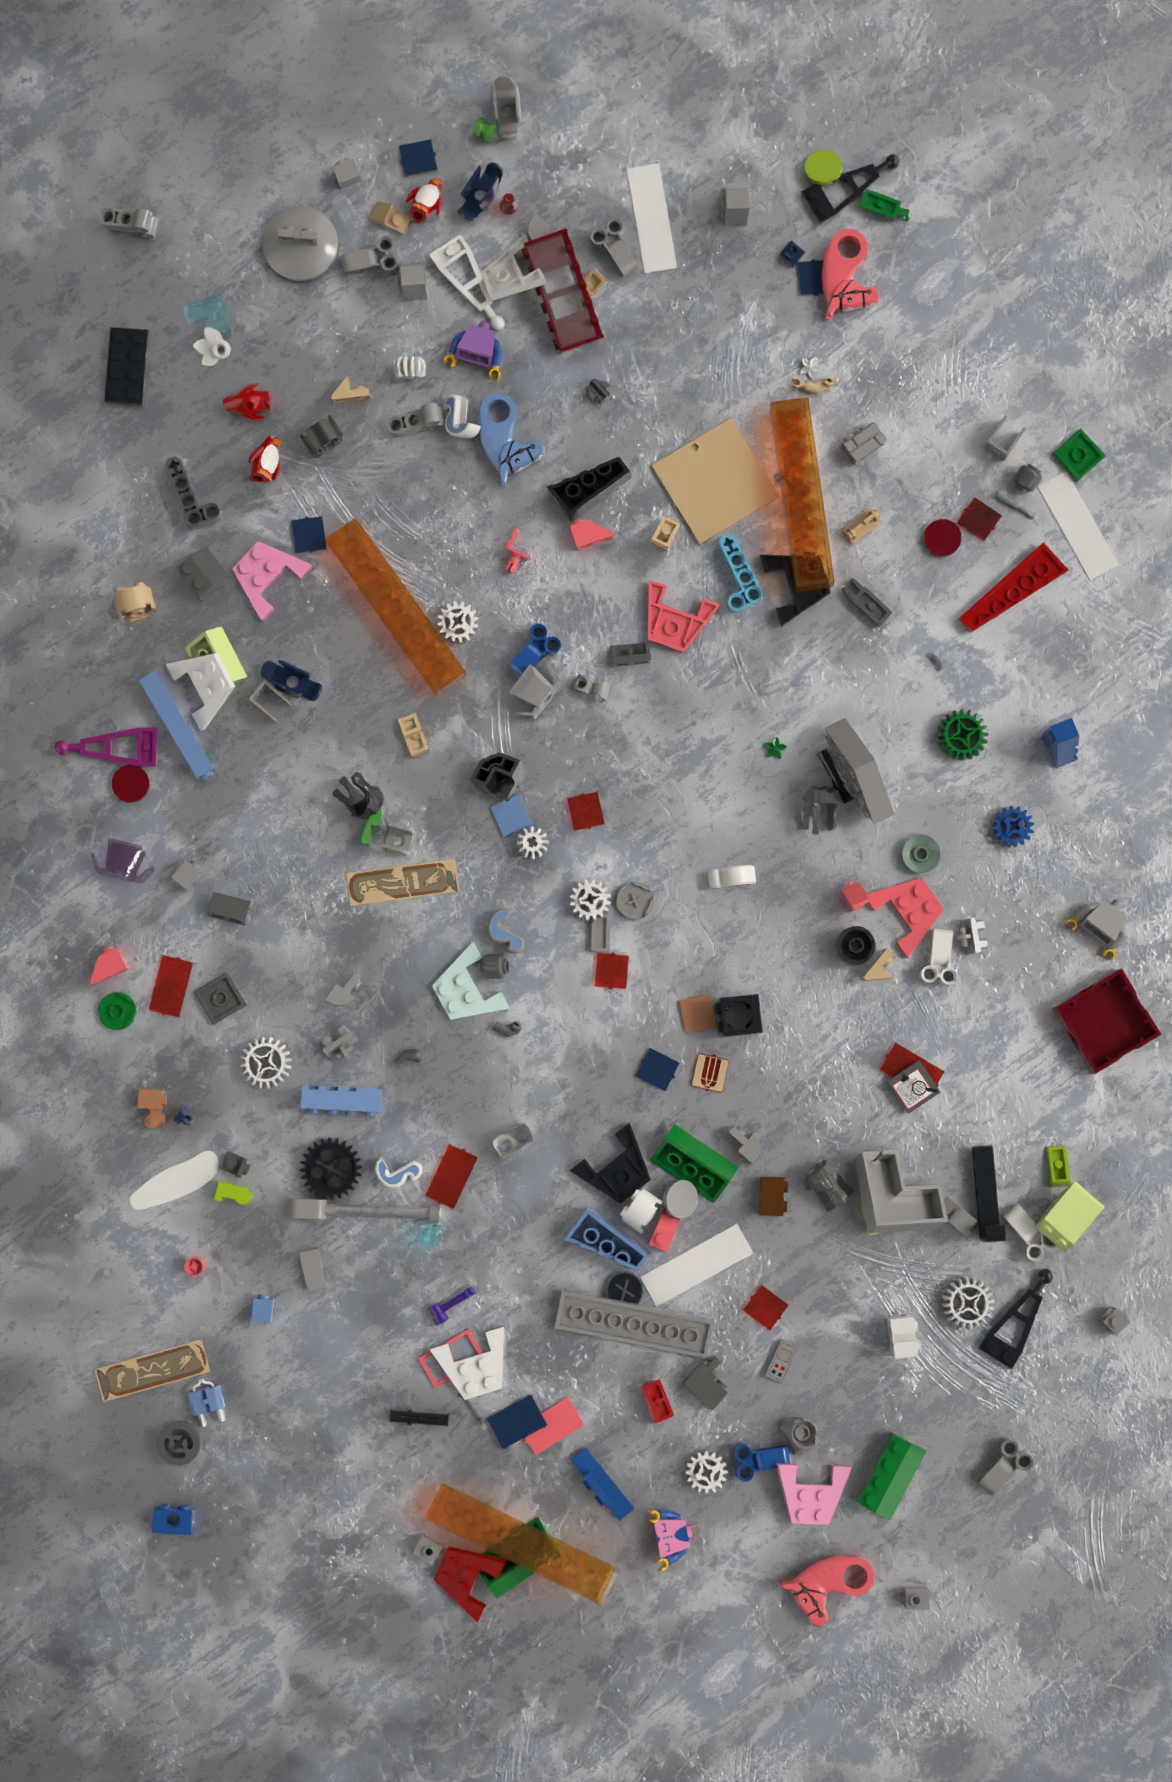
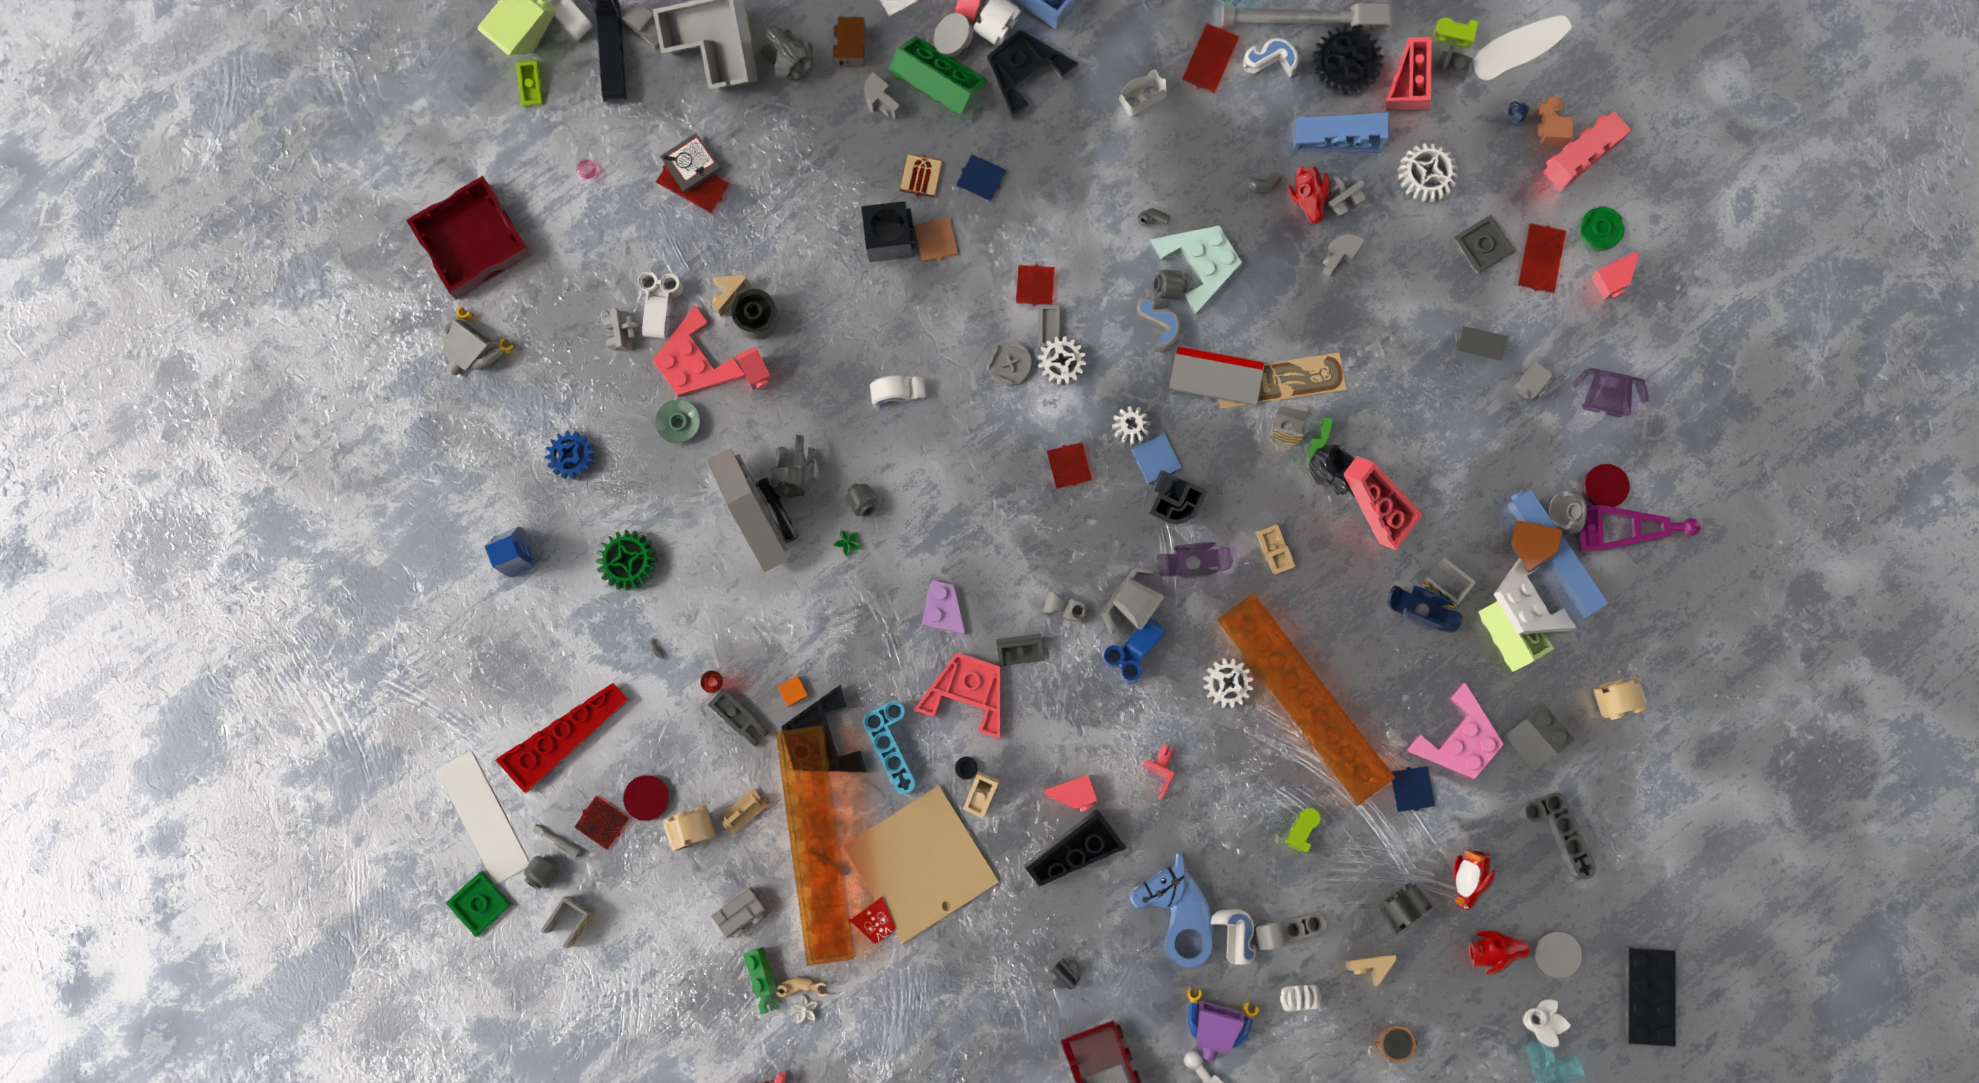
camera: 175 degrees left, 5 degrees down
(125, 1079) = (1586, 151): none -> coral wedge
(166, 759) = (1568, 512): none -> light grey hair
(196, 730) = (1535, 543): none -> dark orange slope
(199, 400) = (1558, 954): none -> light grey tile
(274, 1147) = (1413, 79): none -> coral wedge
(322, 764) = (1382, 502): none -> coral wedge
(334, 332) = (1396, 1043): none -> pearl dark grey piece
(369, 1044) = (1311, 192): none -> red animal
(398, 508) = (1301, 829): none -> lime leg
(457, 885) = (1216, 375): none -> light grey tile
(468, 726) = (1210, 561): none -> clear purple piece
(677, 557) = (966, 768): none -> black tile
(695, 690) = (942, 608): none -> lavender wing
(753, 435) = (875, 921): none -> red sticker
(763, 782) = (861, 500): none -> dark grey head
(821, 623) = (792, 691): none -> orange tile
(845, 390) = (761, 979): none -> green plate
(890, 624) = (707, 678): none -> clear red cone
(905, 509) = (689, 828): none -> tan brick
(1012, 1084) = (586, 162): none -> clear pink piece

